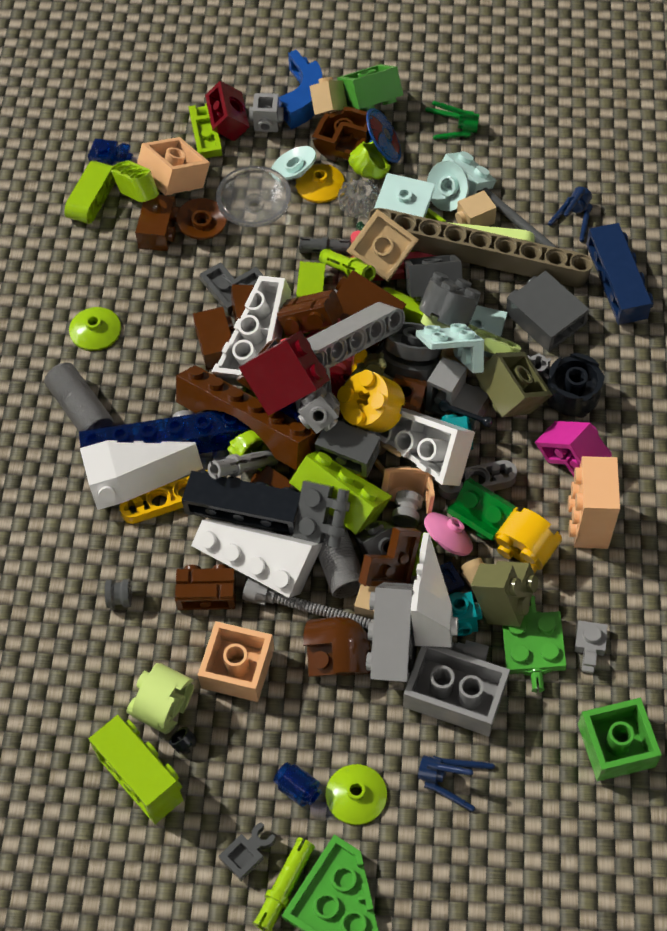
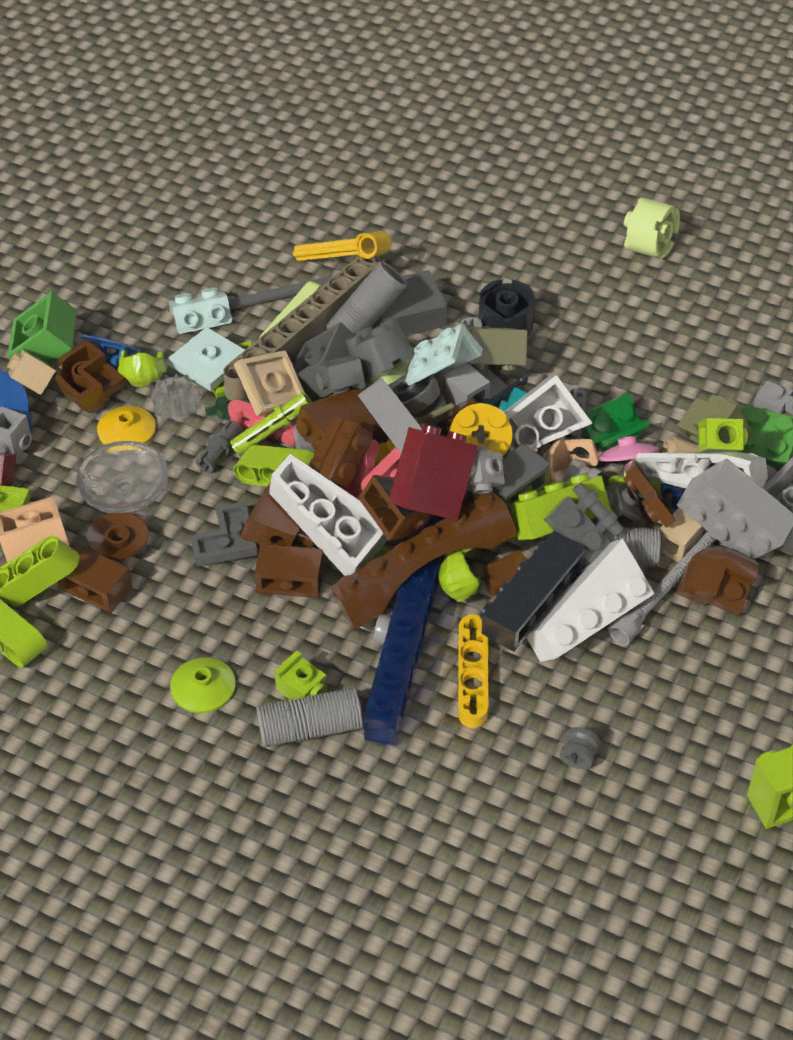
camera: 70 degrees left, 10 degrees down
(113, 384) = (299, 678): none -> lime brick
(132, 469) = (434, 691): white wedge -> none
(161, 697) = (731, 733): yellowish green brick -> none
(182, 740) = (771, 735): black hinge -> none
(205, 588) = (605, 668): reddish brown brick -> none
(235, 465) = (487, 574): light grey pin -> none
(236, 661) = (708, 660): light nougat brick -> none
(295, 162) = (92, 430): light aqua dish -> none
(403, 284) = (340, 374): none -> dark grey brick
(443, 175) = (225, 310): light aqua dish -> none
(450, 582) = (708, 435): none -> lime brick
(467, 120) = (131, 286): green plant -> none
(476, 210) = (254, 314): tan brick -> none
(510, 276) = (371, 298): none -> light grey piece
(527, 538) = (663, 396): yellow brick -> none
(569, 441) = (578, 330): dark pink brick -> none
(576, 203) = (286, 240): dark blue plant -> none
(580, 249) = (357, 246): none -> yellow axle
(594, 502) = (654, 330): light nougat brick -> none
(619, 273) = (410, 240): dark blue brick -> none

